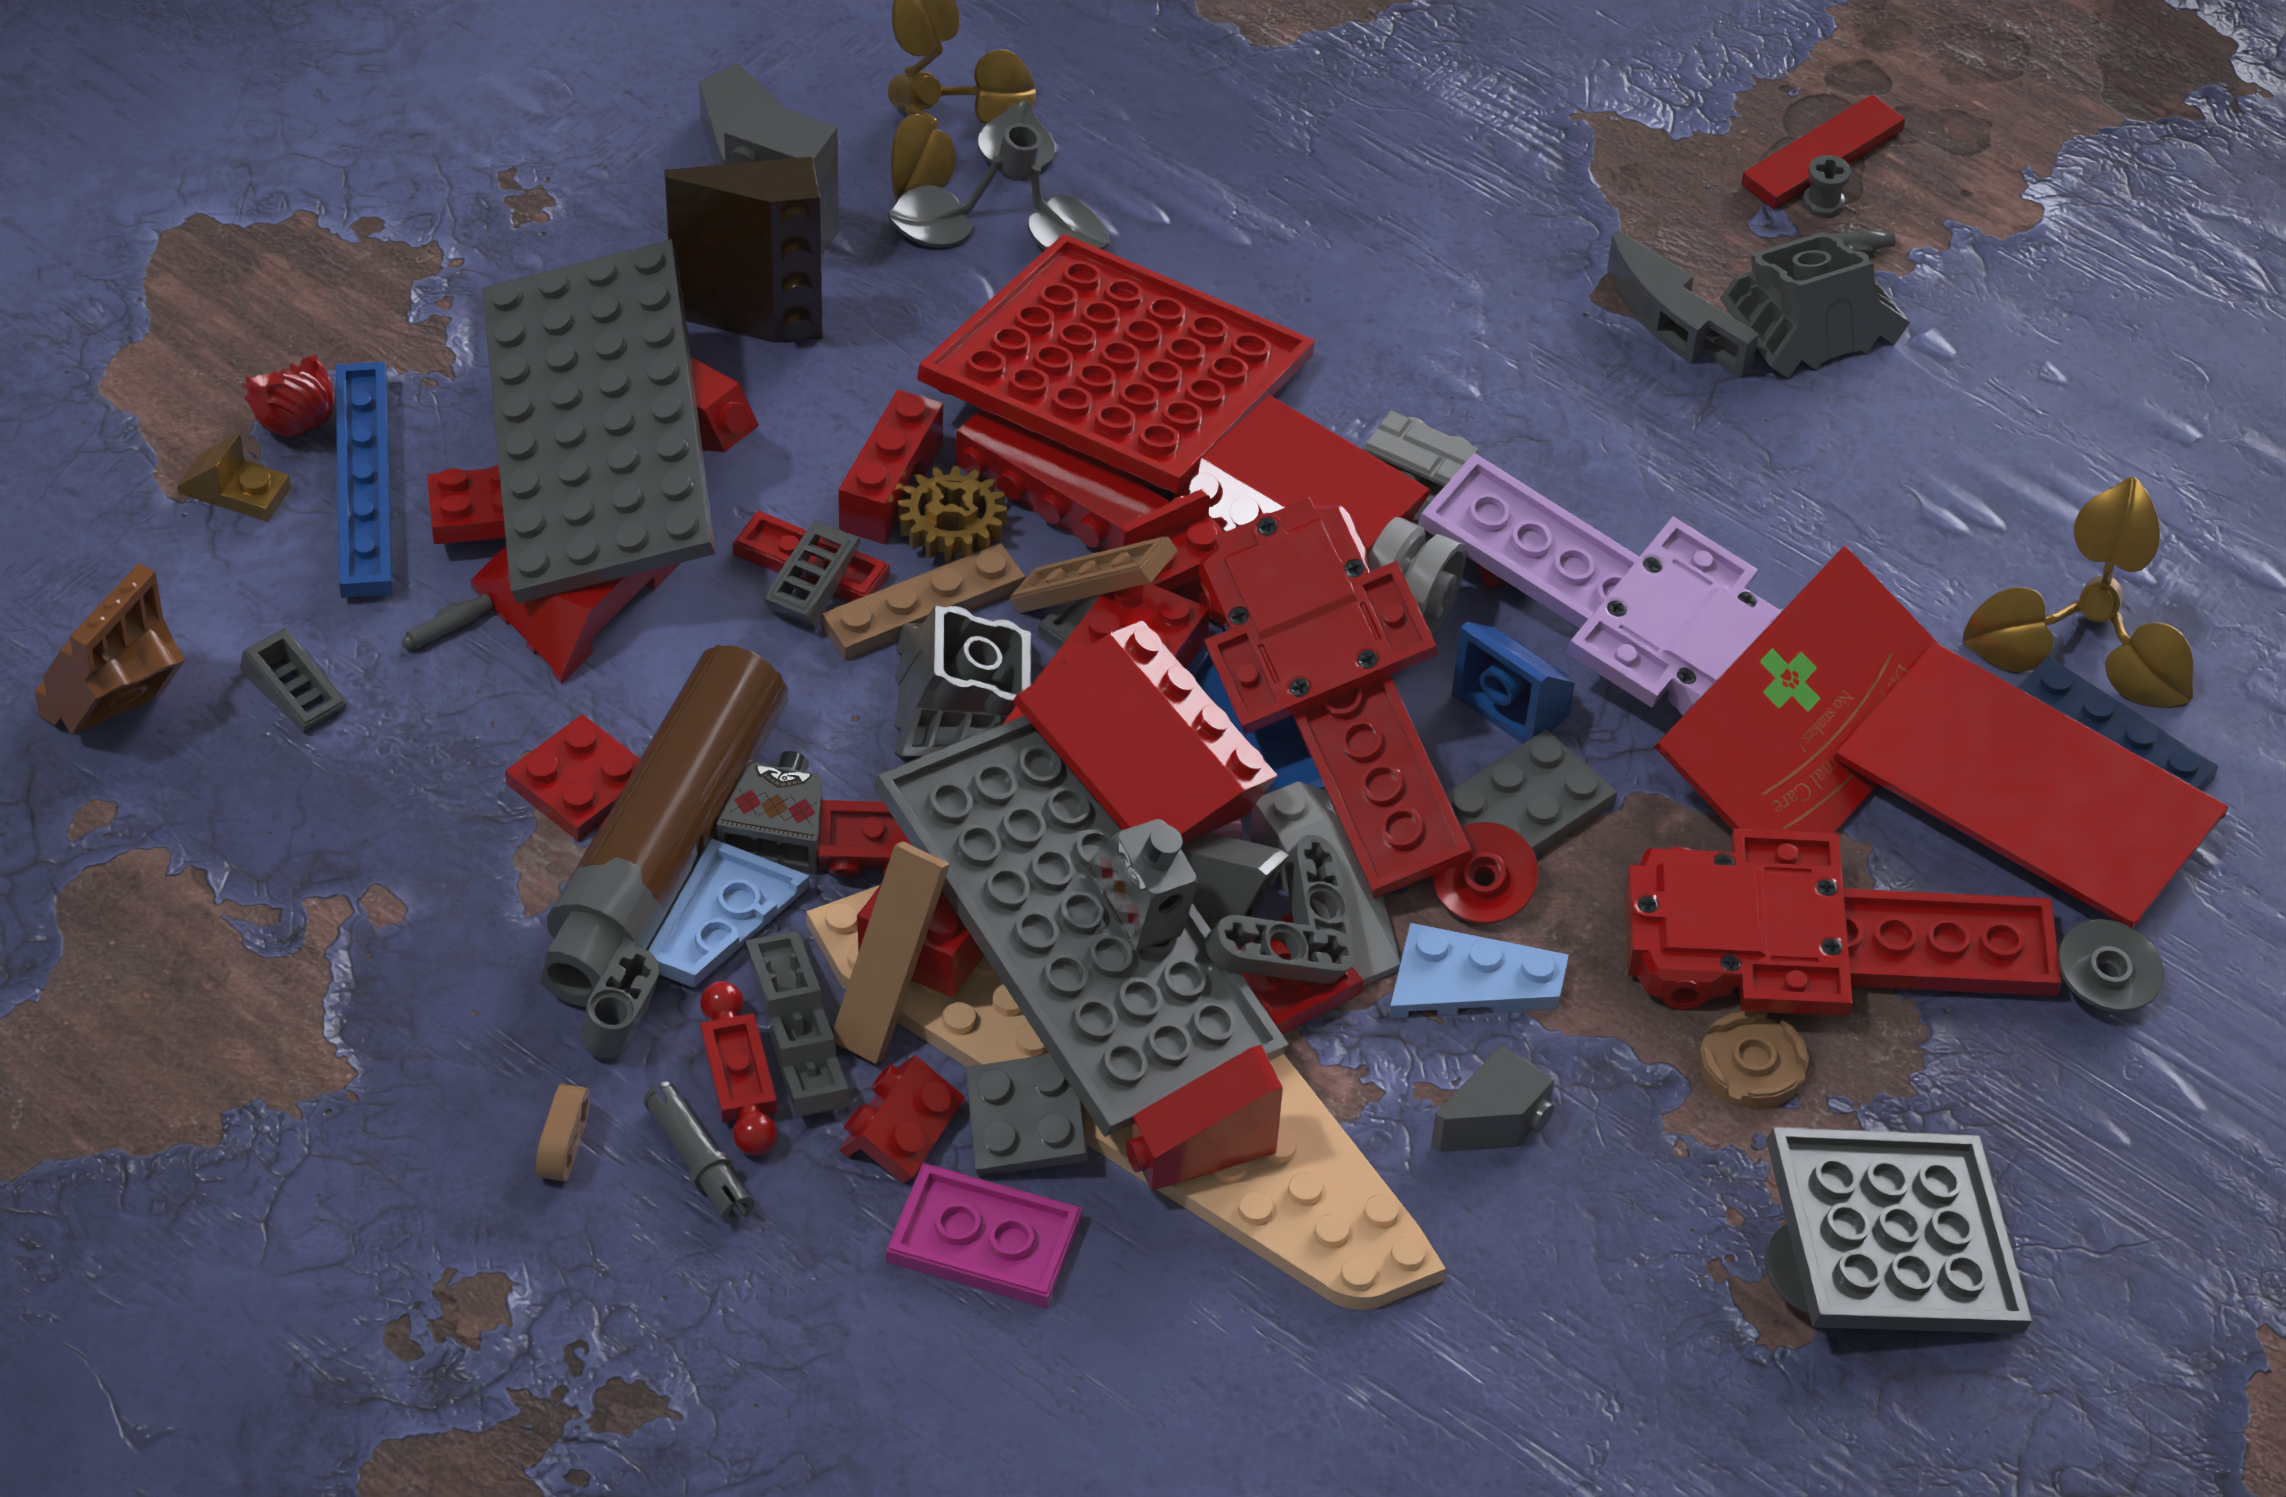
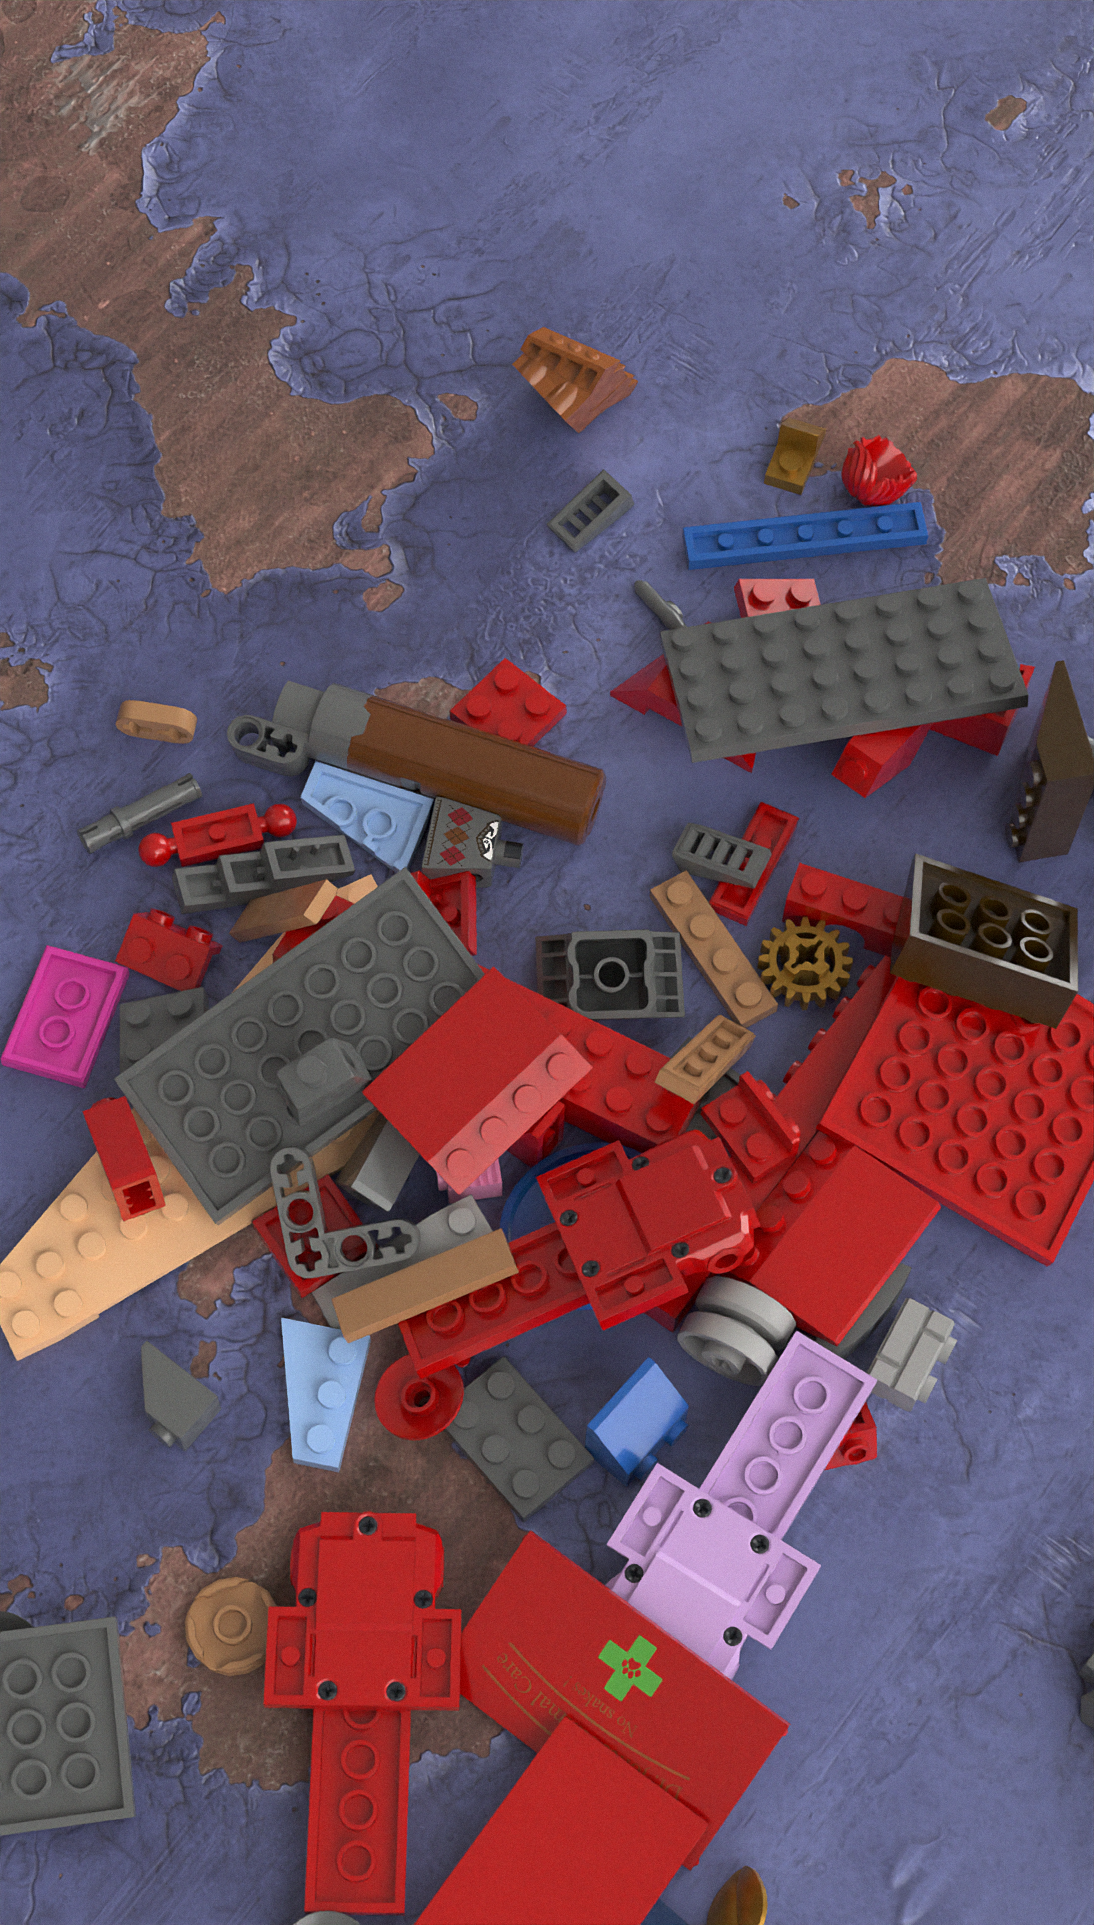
camera: 90 degrees right, 15 degrees up
(967, 319) = (987, 942): none -> dark brown slope
(1367, 842) = (424, 1285): none -> medium nougat tile

